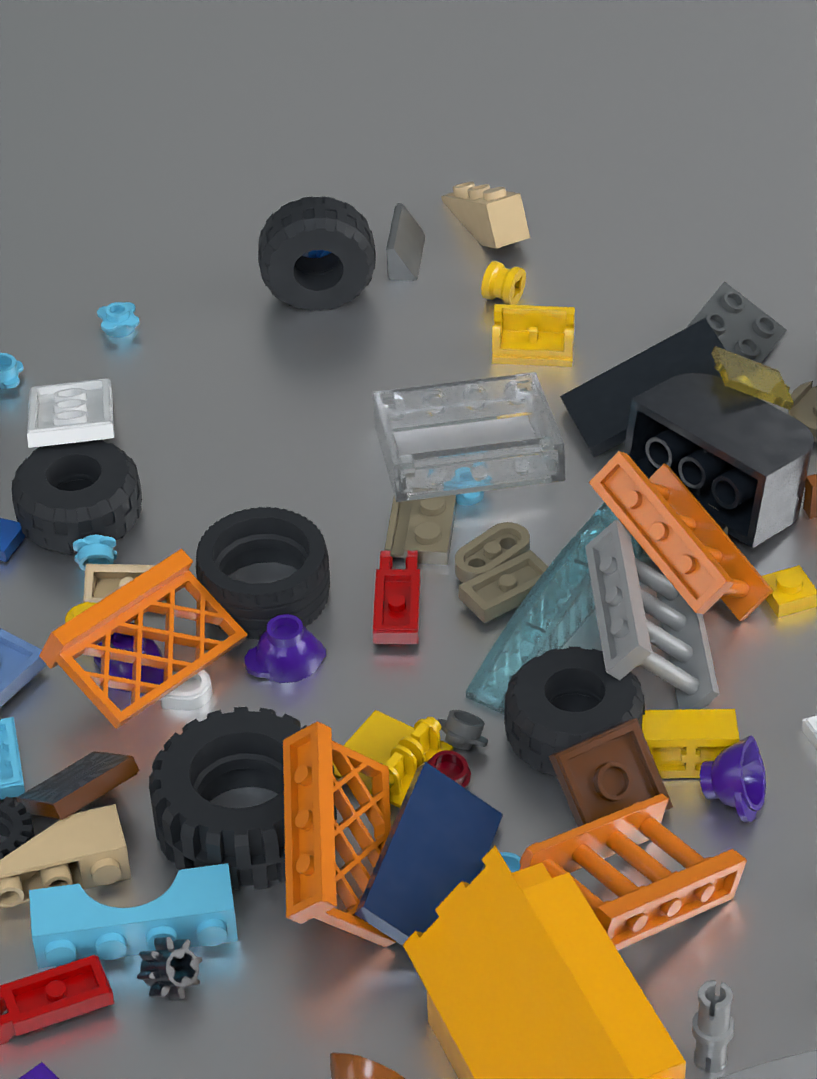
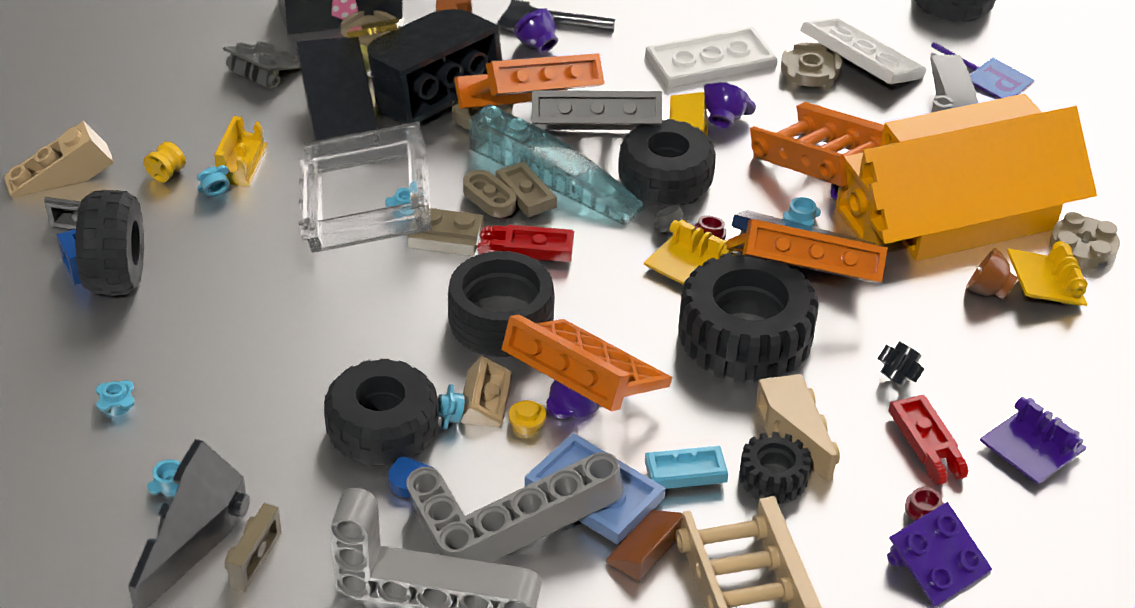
camera: 90 degrees left, 0 degrees up
(70, 413) = (278, 407): white tile -> none
(74, 926) = (862, 415): medium azure arch -> none
(78, 784) = (728, 408): tile -> none
(285, 651) = (577, 303): dark purple piece -> none
(475, 325) = (213, 181): none -> medium azure plate
(608, 772) = (734, 149): reddish brown tile -> none

